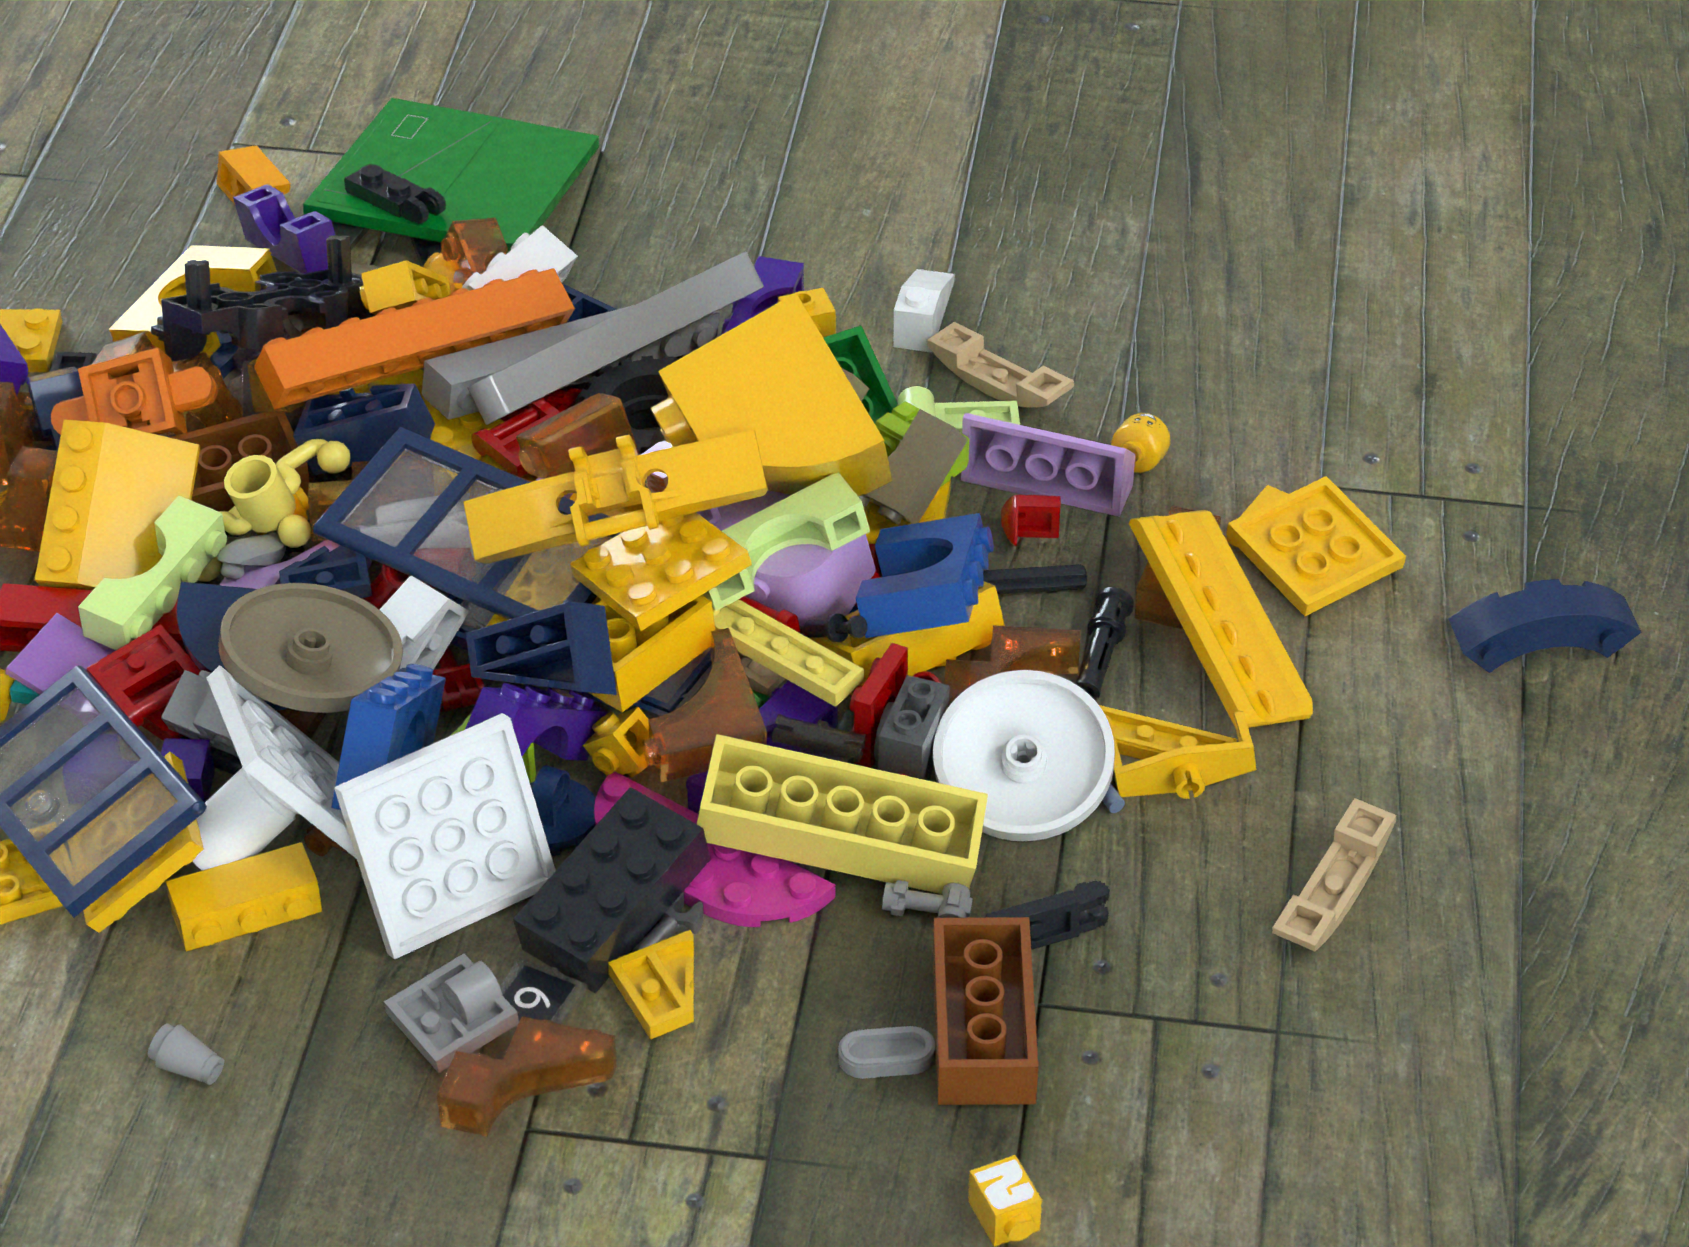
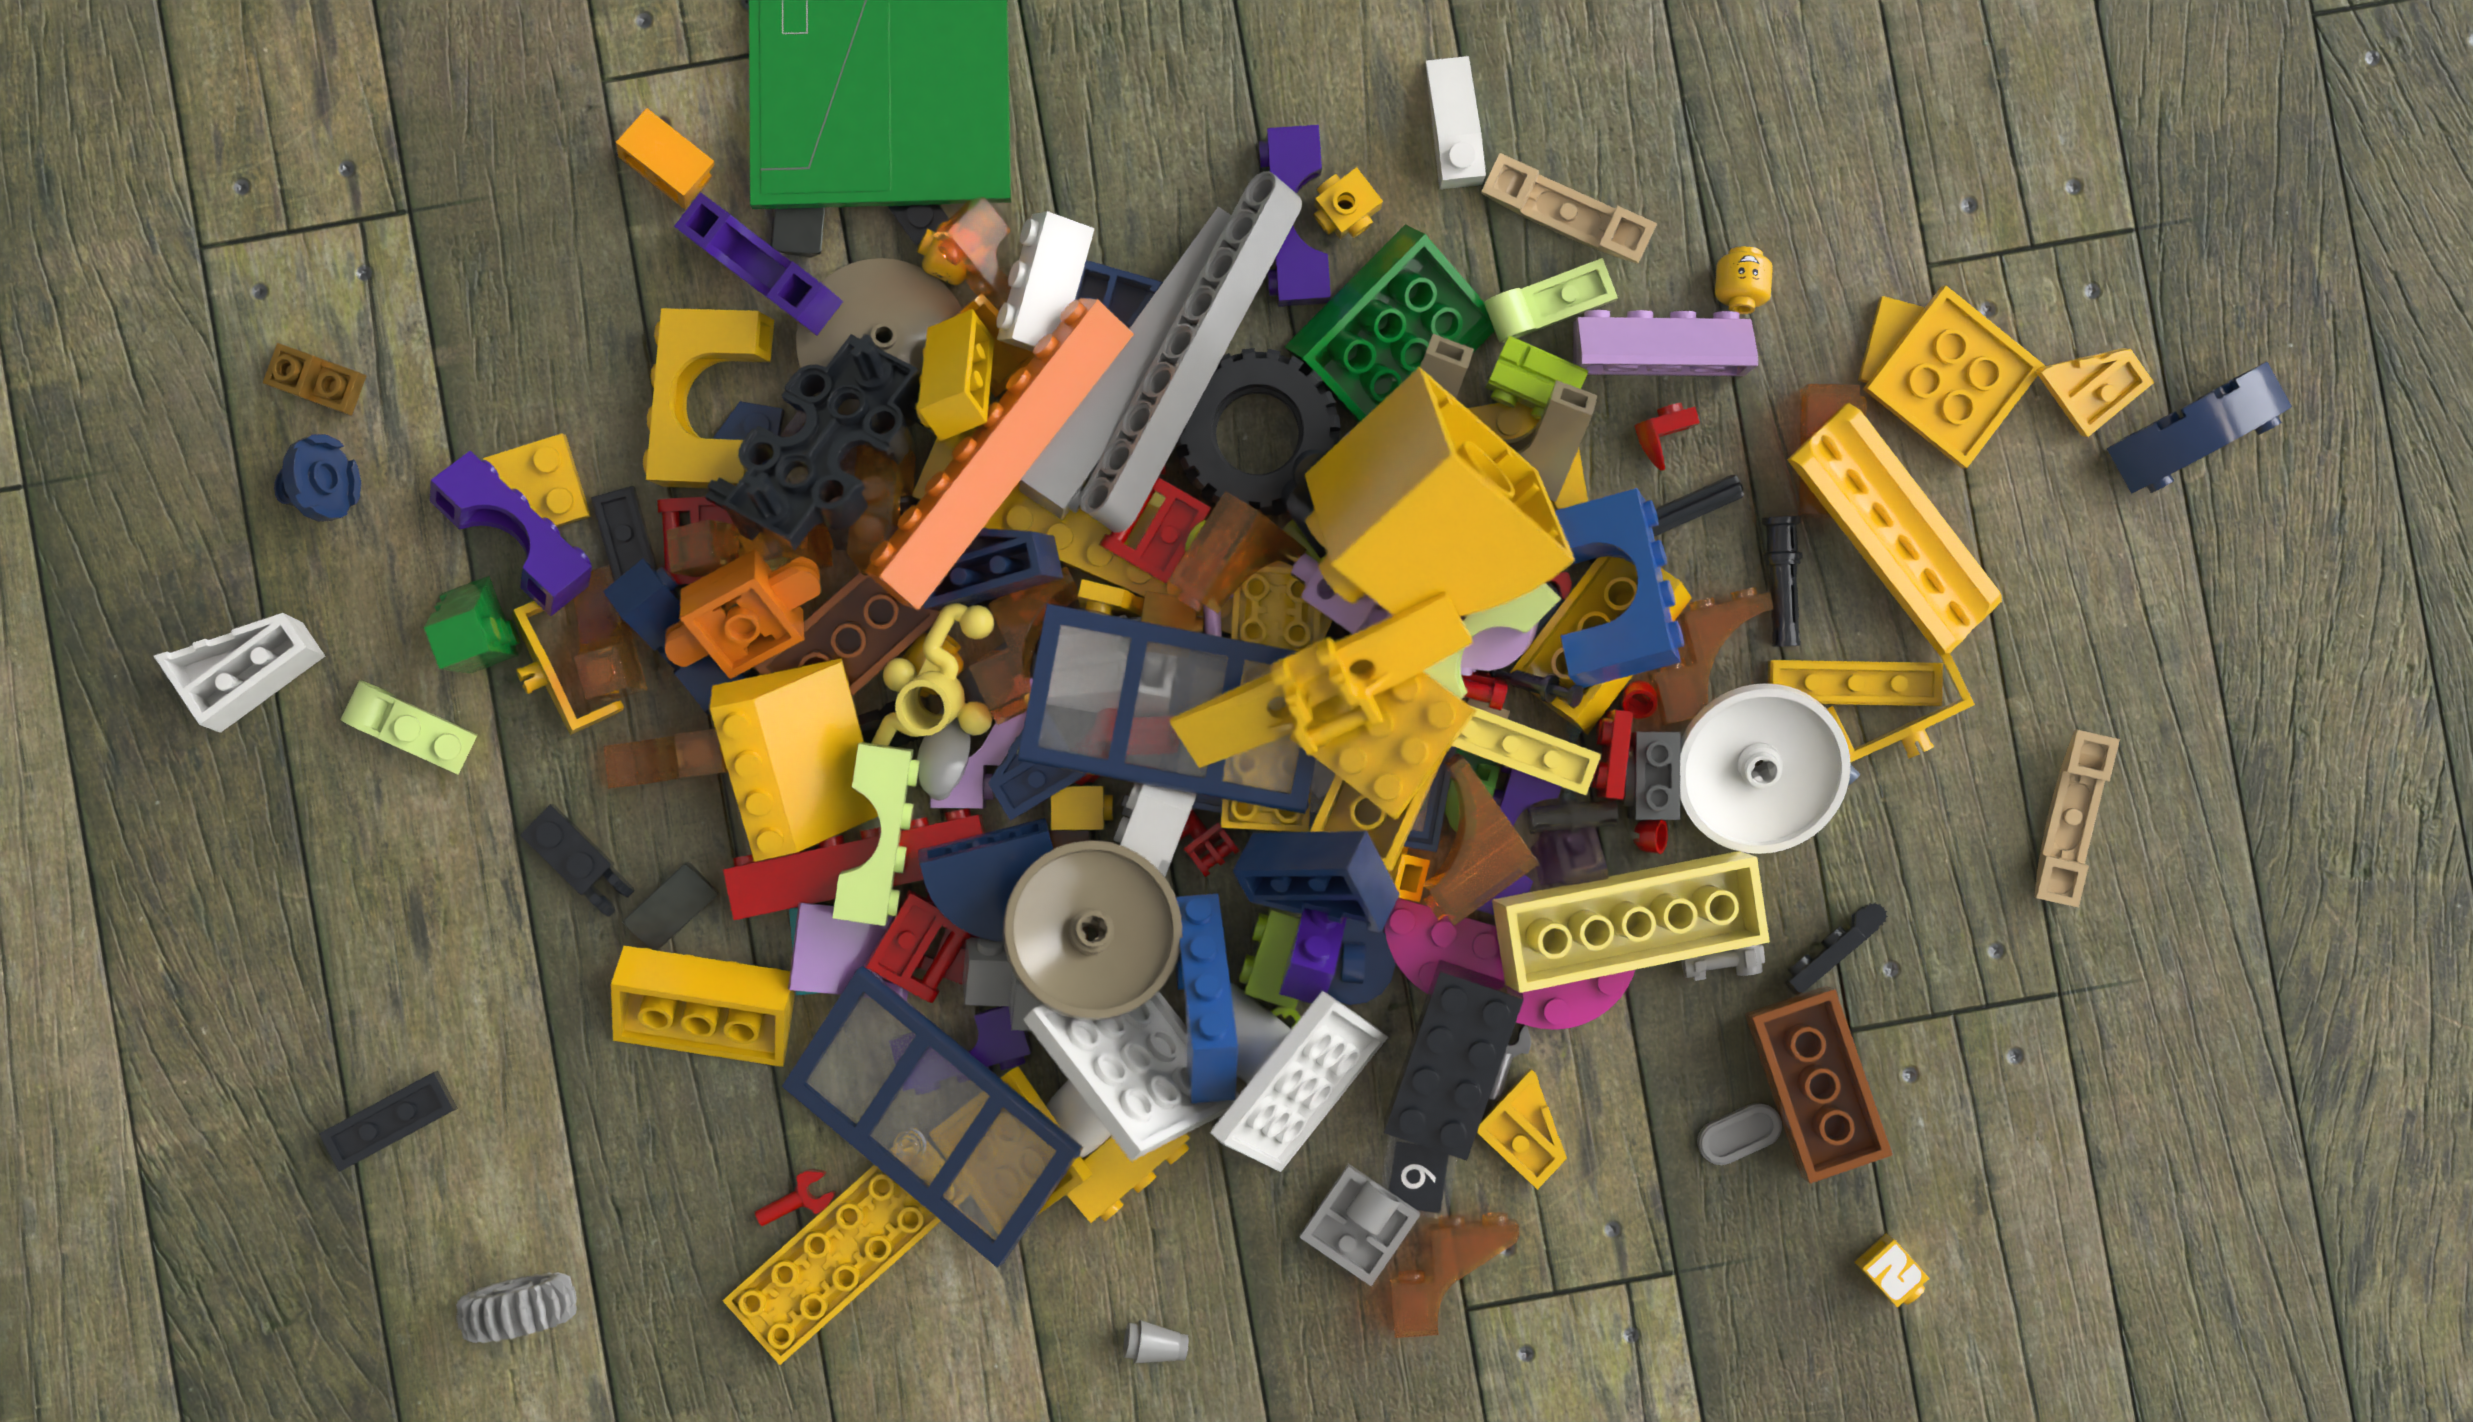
camera: 20 degrees left, 45 degrees up
(394, 194) = (841, 161): black hinge -> none
(1449, 580) = (2095, 386): none -> yellow wing

